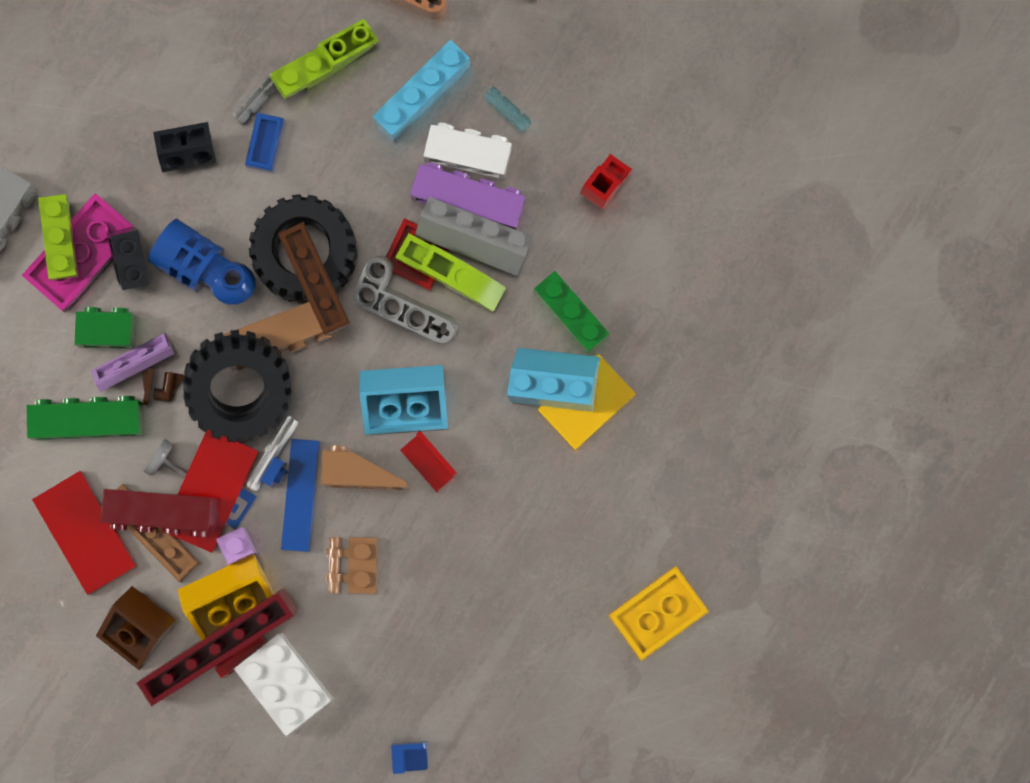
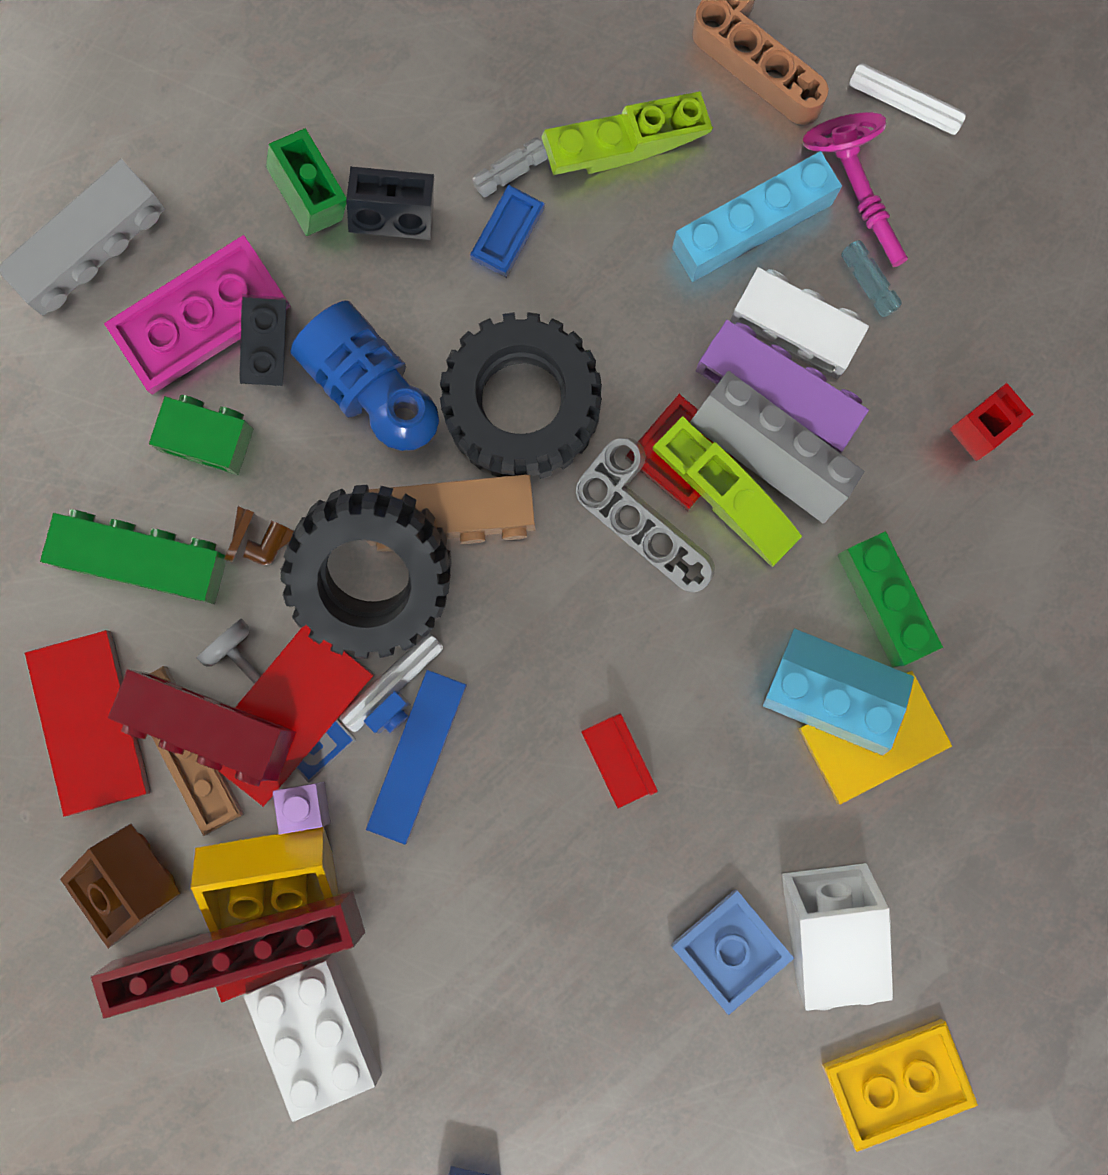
camera: 15 degrees right, 0 degrees up
(58, 237) = (171, 282): lime plate -> none
(126, 148) = (306, 182): none -> green brick
(132, 362) = (227, 493): lavender tile -> none
(314, 278) = (526, 443): reddish brown tile -> none
(348, 470) = (504, 746): medium nougat slope -> none
(361, 565) = (477, 886): medium nougat plate -> none
(403, 399) = (607, 658): medium azure slope -> none
(464, 22) = (847, 146): none -> dark pink dish
(531, 560) = (732, 951): none -> medium blue plate
(594, 532) = (839, 936): none -> white slope

